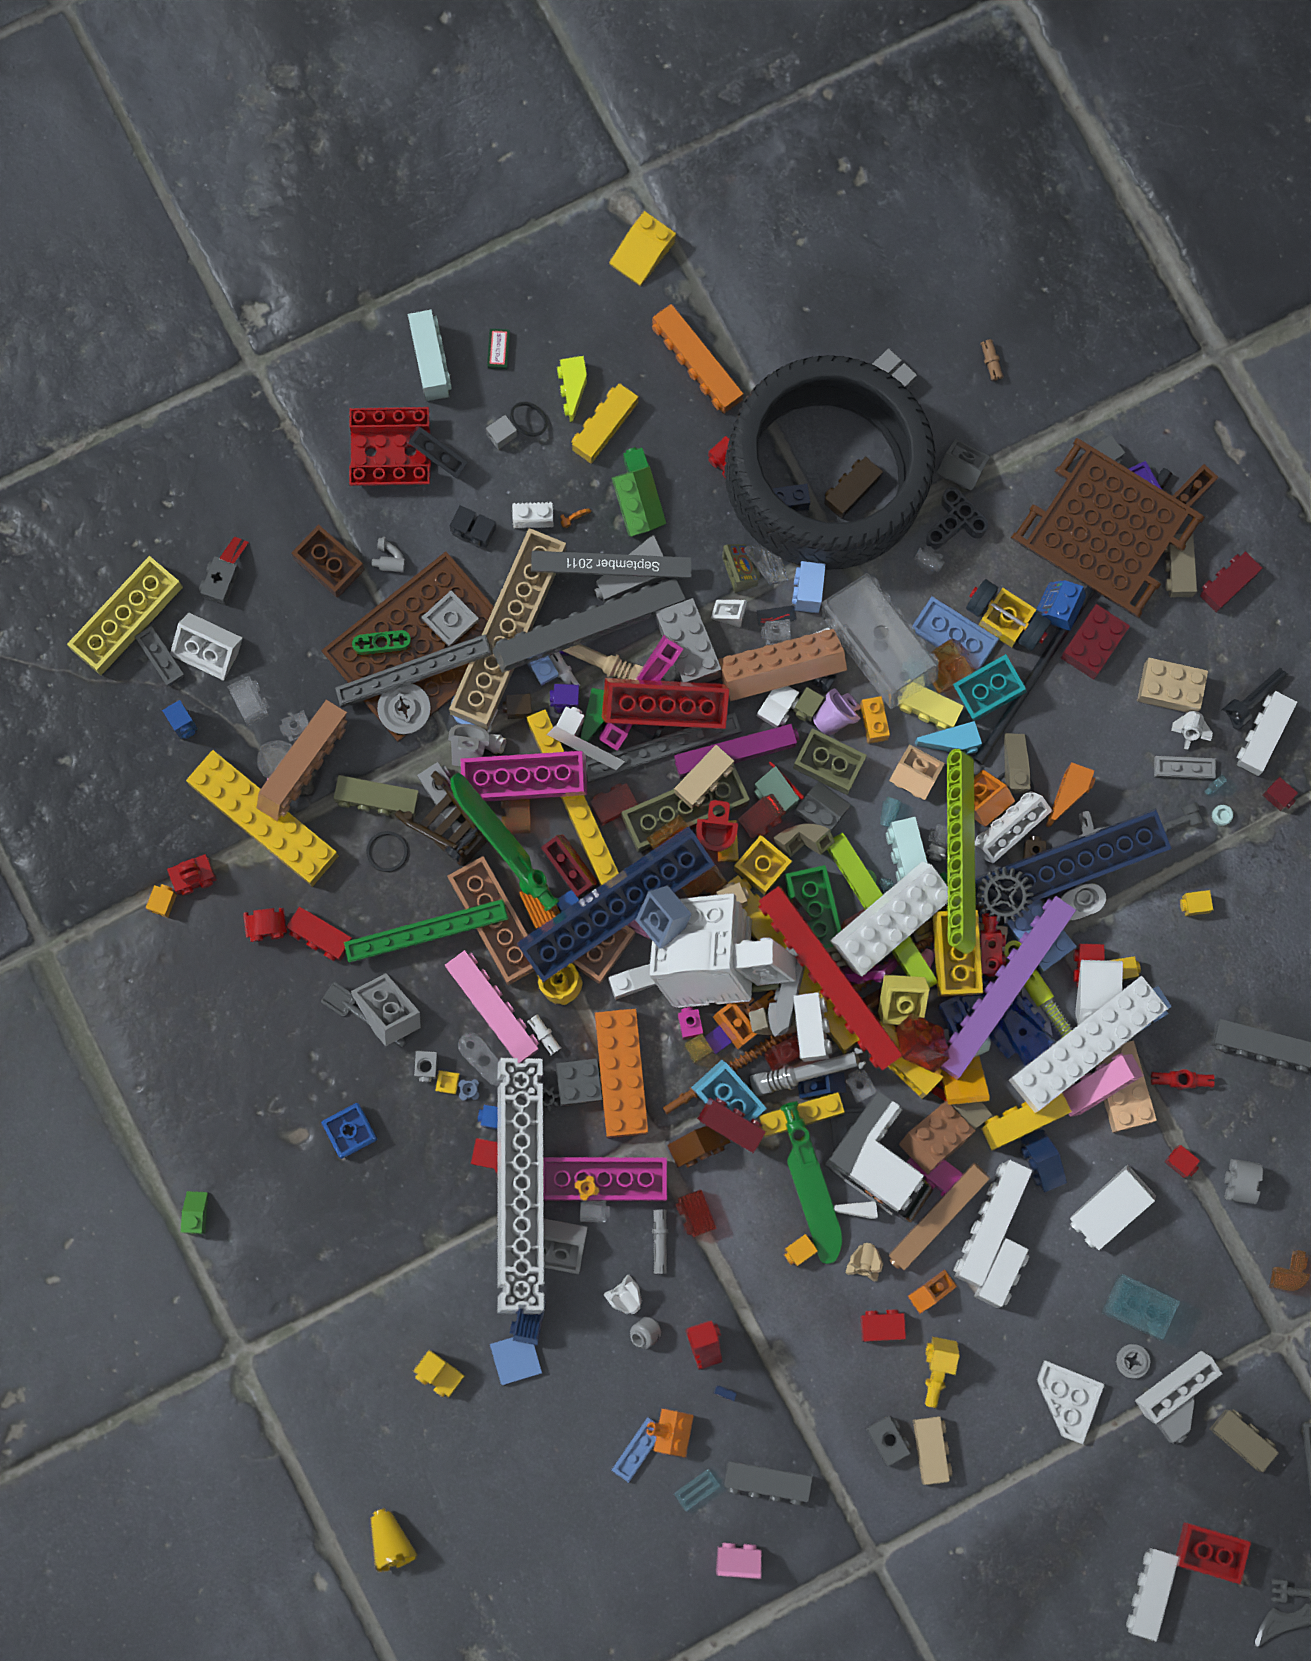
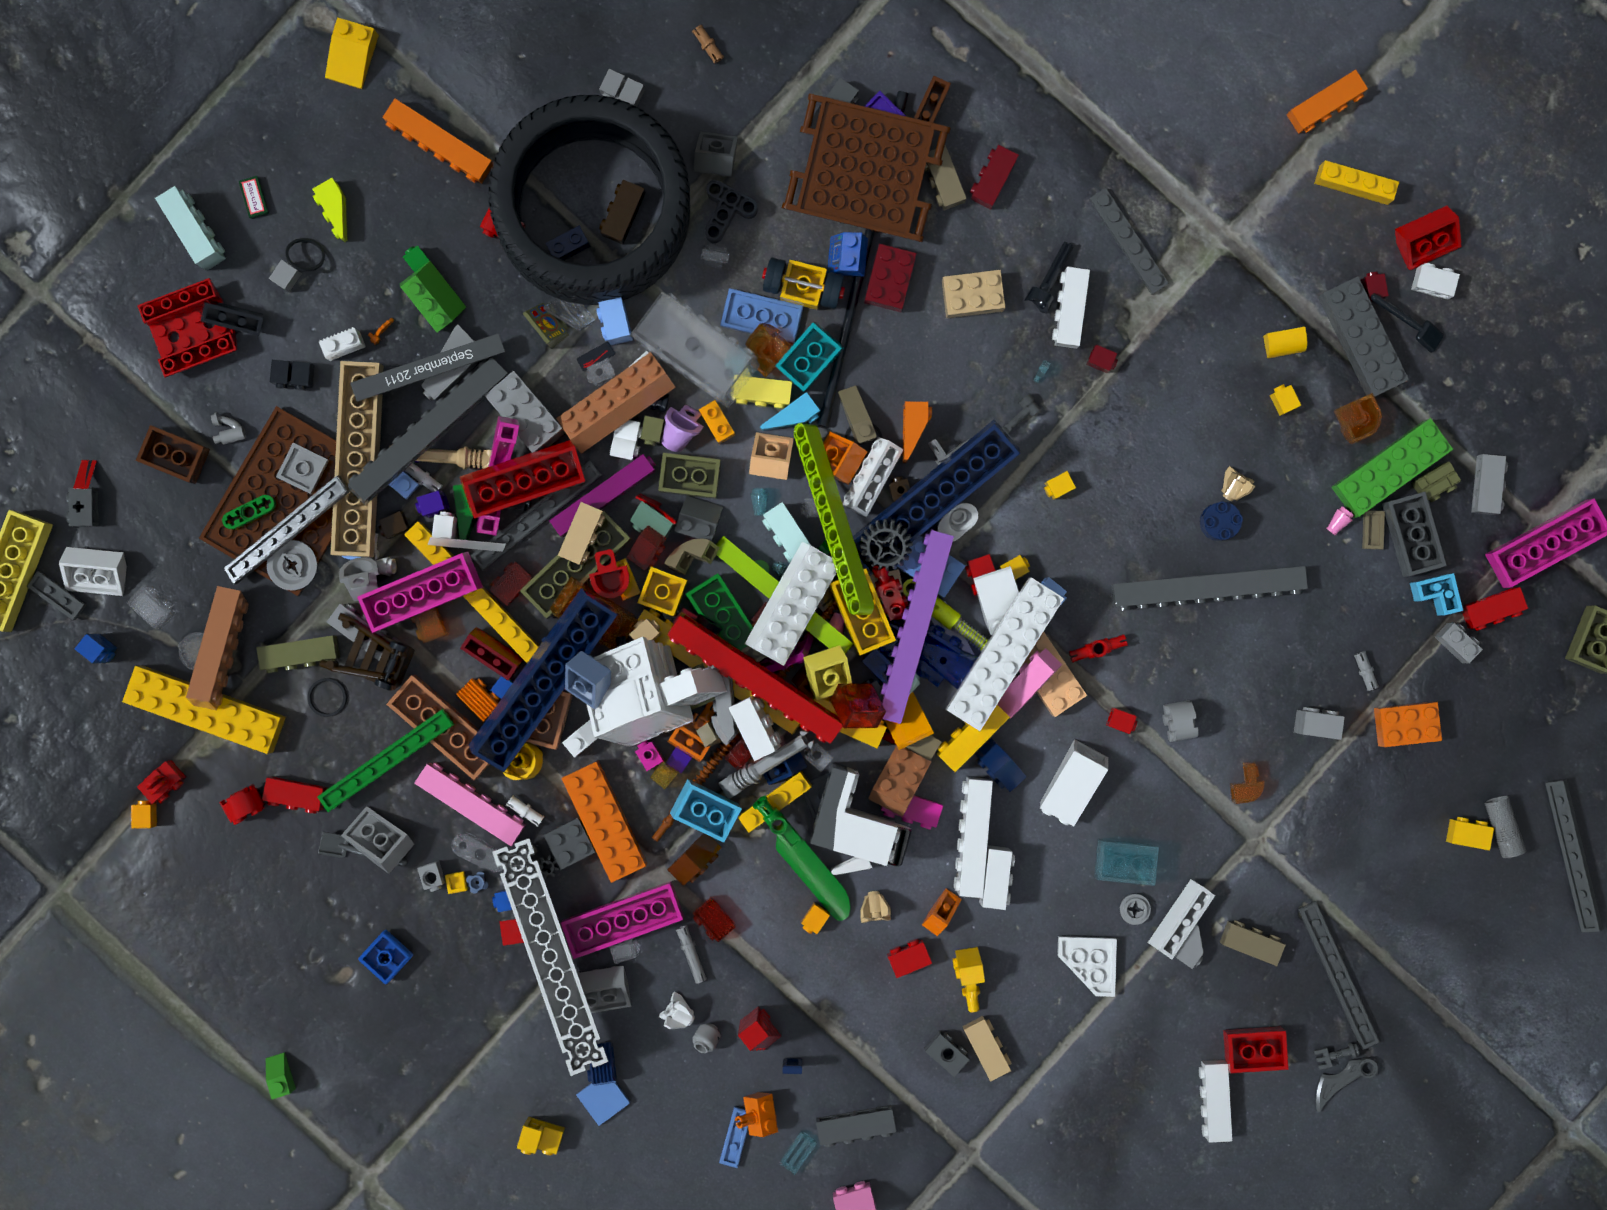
camera: 10 degrees left, 10 degrees up
(294, 733) = (203, 607): clear brick -> none
(531, 881) = (420, 657): green piece -> none
(584, 1194) = (614, 936): light orange plate -> none
(604, 423) = (375, 233): yellow brick -> none
(729, 611) = (552, 369): white slope -> none
(732, 1124) = (716, 836): dark red brick -> none
(936, 853) = (813, 523): white plate -> none
(938, 1216) = (925, 848): medium nougat brick -> none
(1185, 767) = (1009, 364): light grey tile -> none
(1192, 727) = (1003, 325): white brick -> none
(1222, 815) = (1056, 396): light aqua tile -> none

